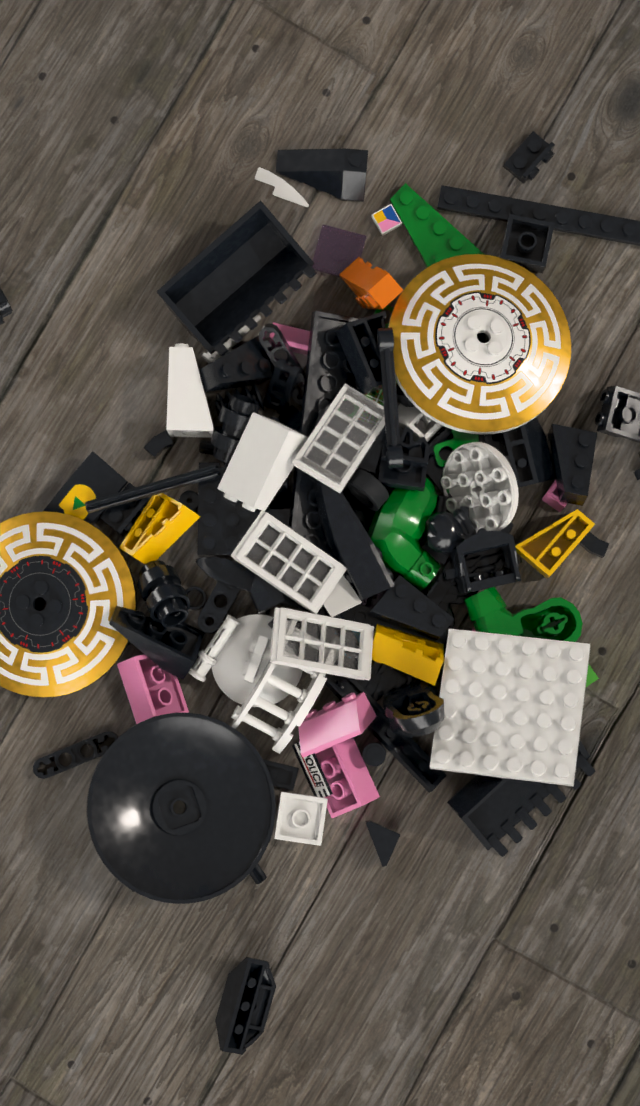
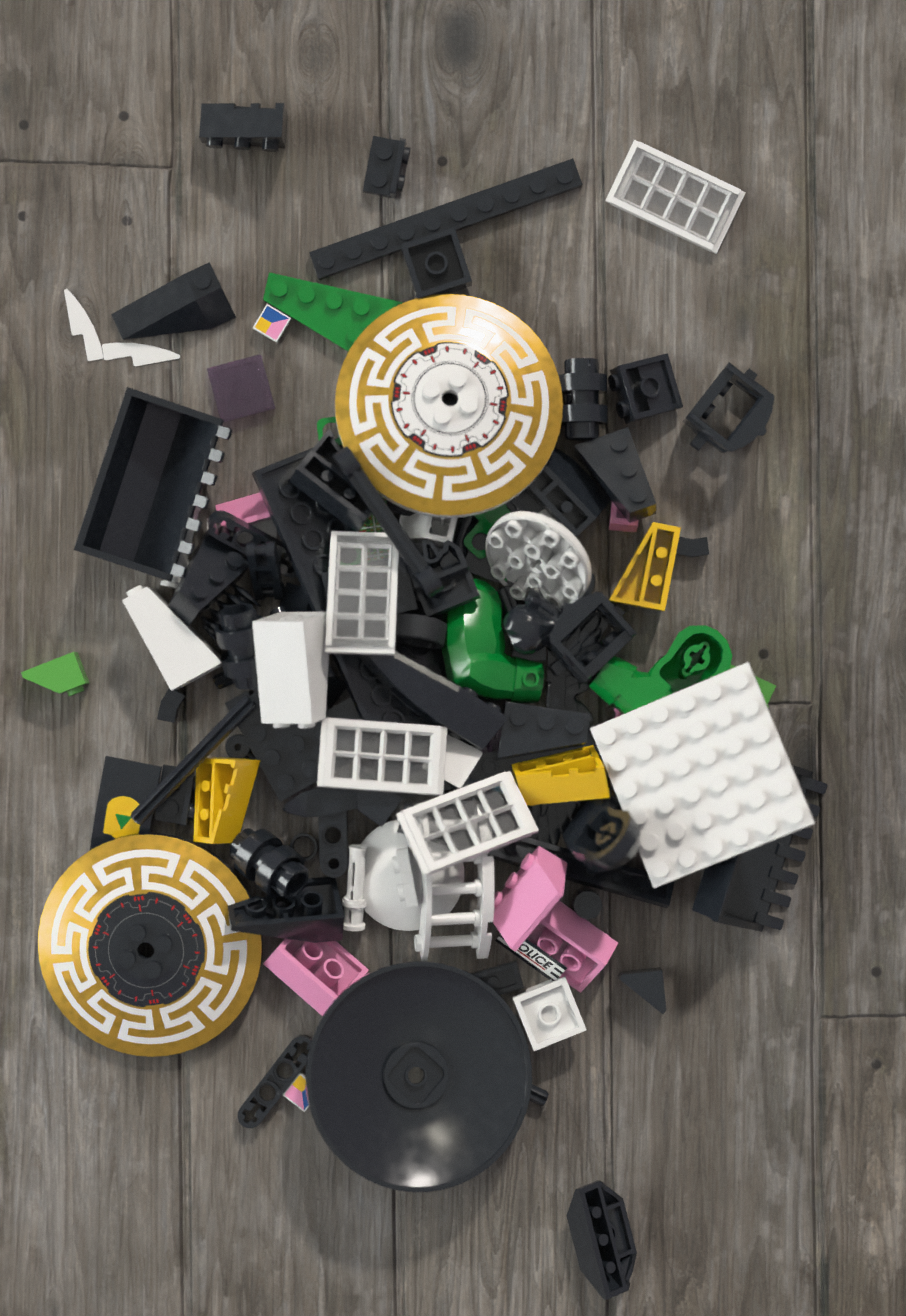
camera: 30 degrees left, 5 degrees up
(86, 771) = (297, 1092): none -> tile
(95, 377) = (60, 674): none -> bright green slope
(253, 146) = (82, 325): none -> white sticker
(373, 287) = (300, 408): orange wedge -> none
(446, 72) = (243, 126): none -> black wedge
(580, 386) = (581, 388): none -> black piece

